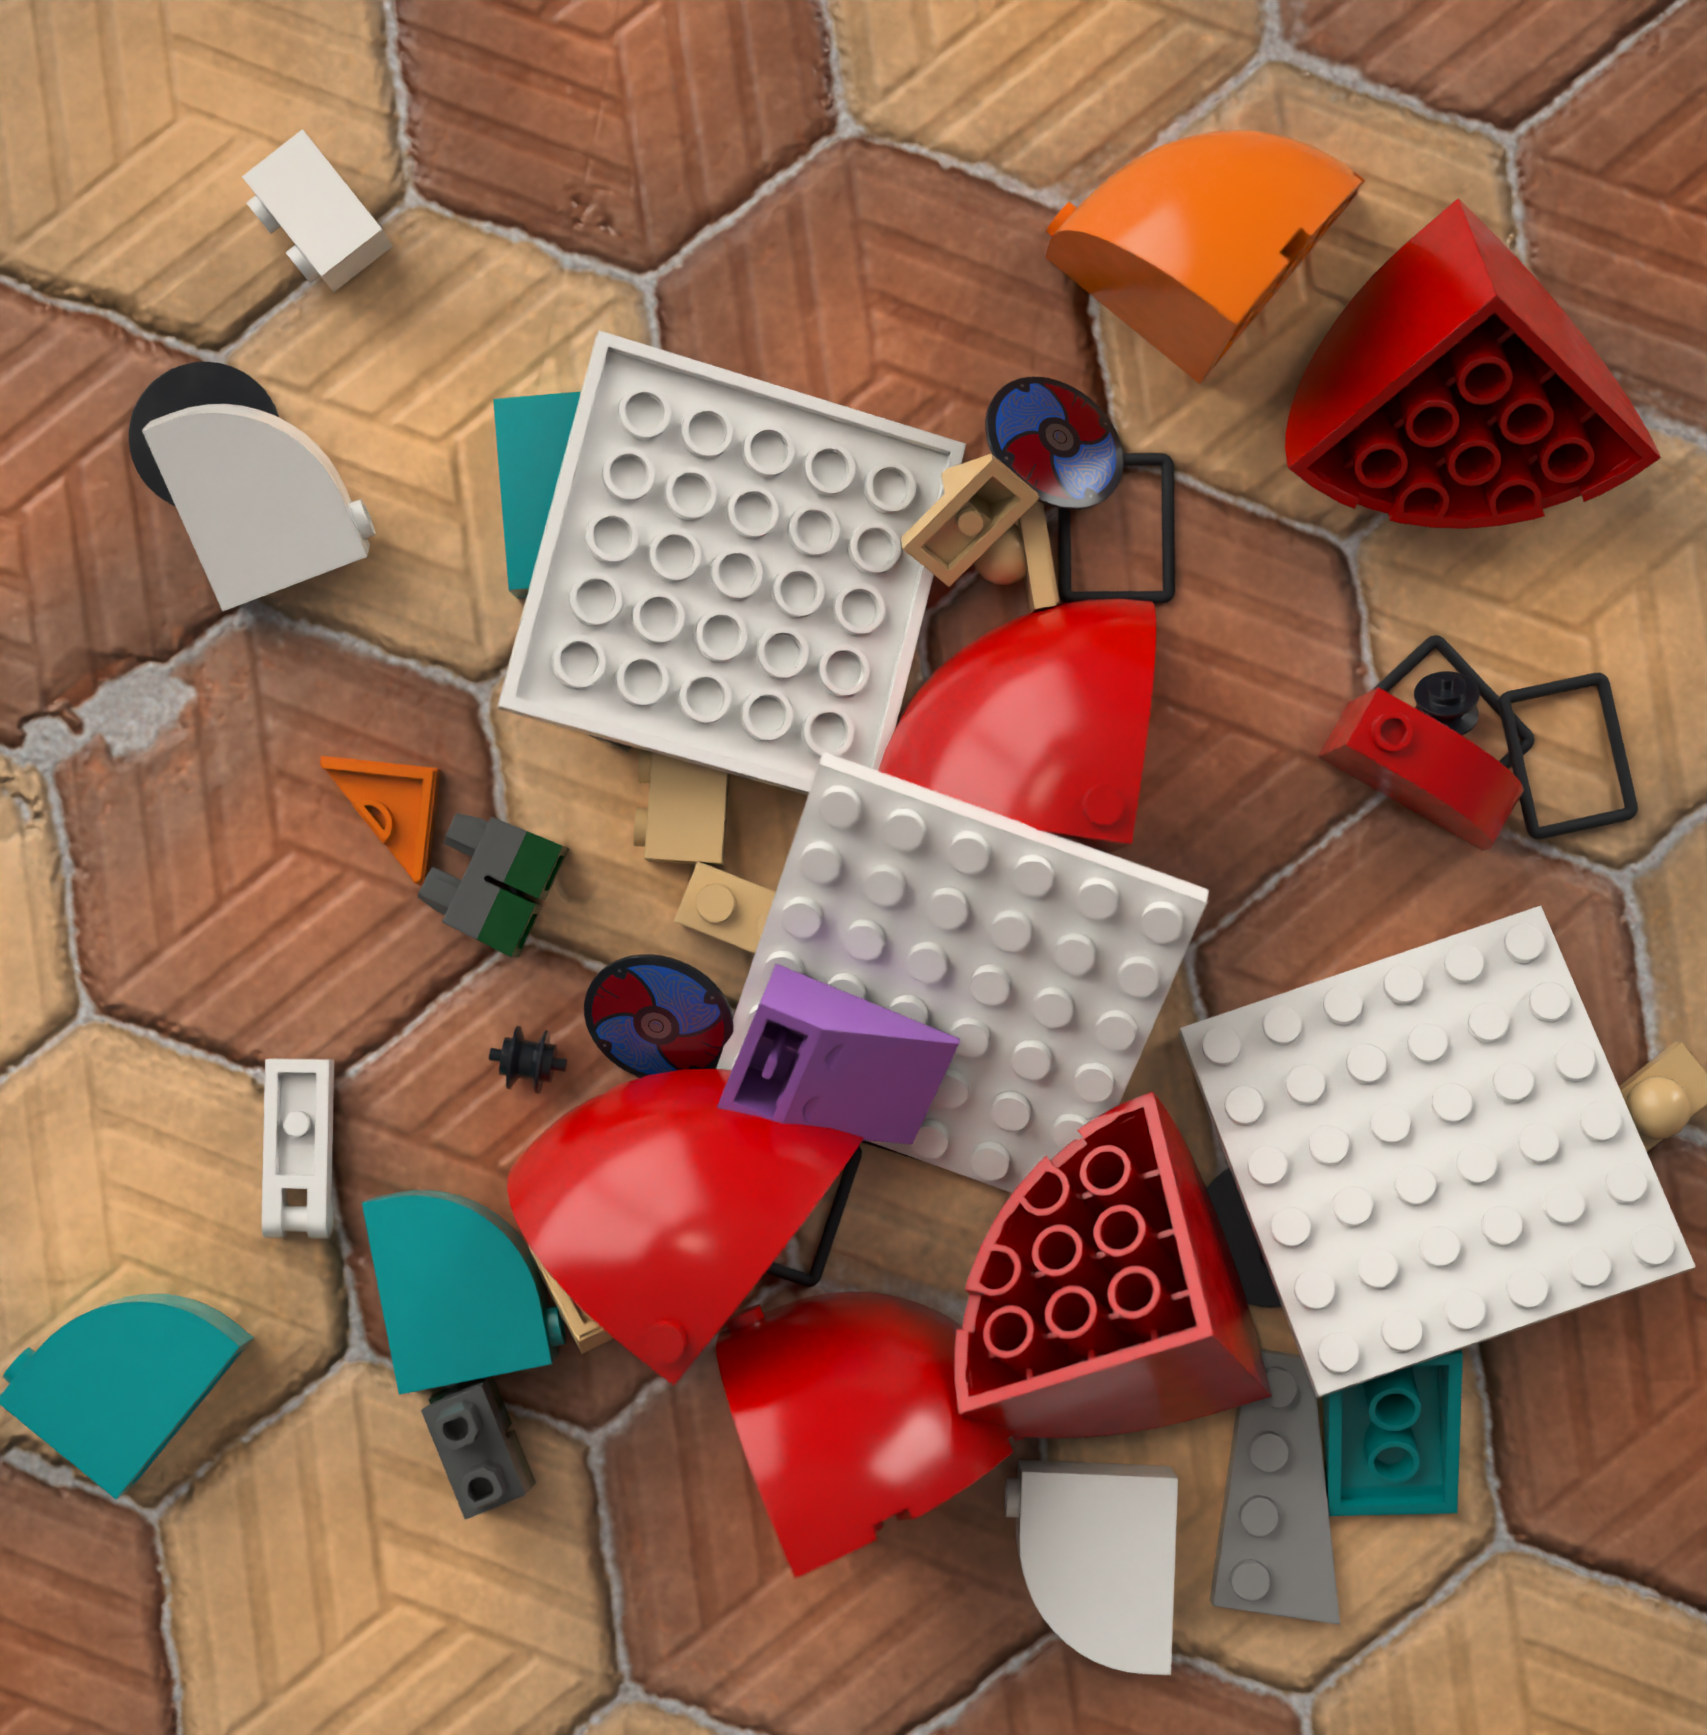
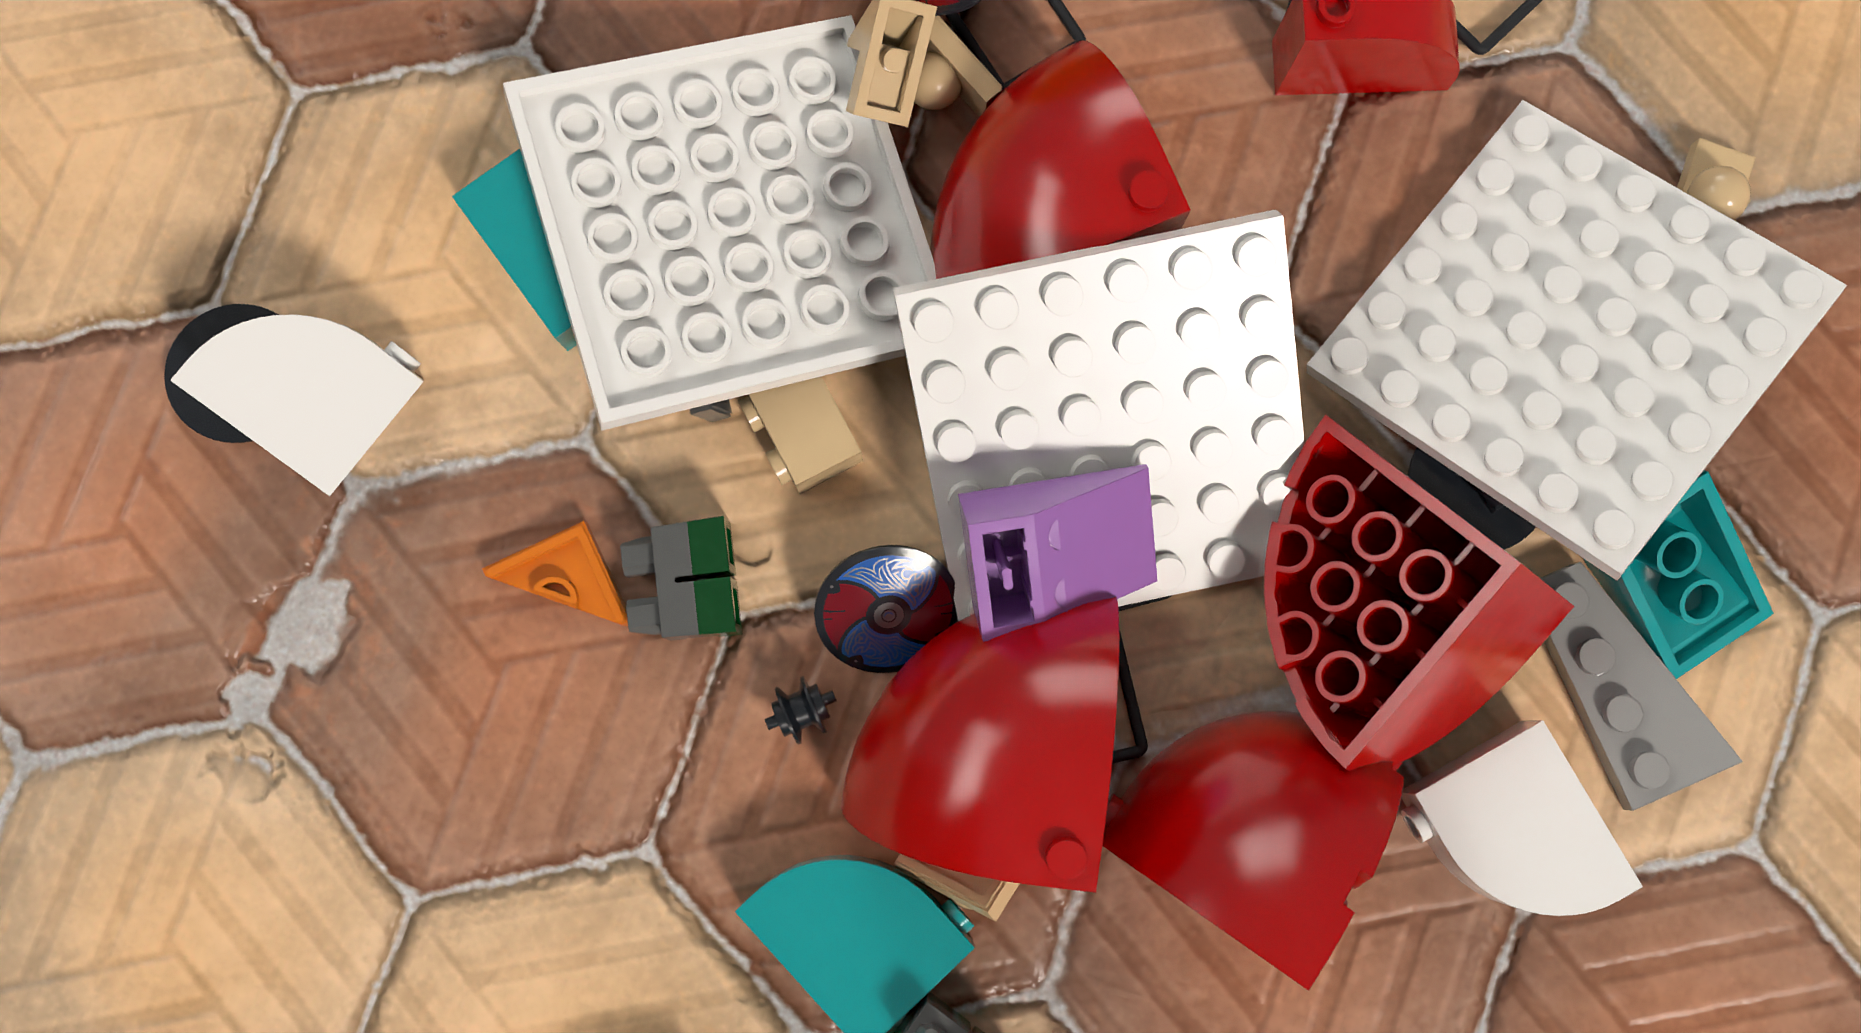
camera: 30 degrees left, 5 degrees down
(298, 1146) = (653, 900): white plate -> none
(317, 211) = (221, 138): white brick -> none
(725, 907) = (888, 486): tan brick -> none

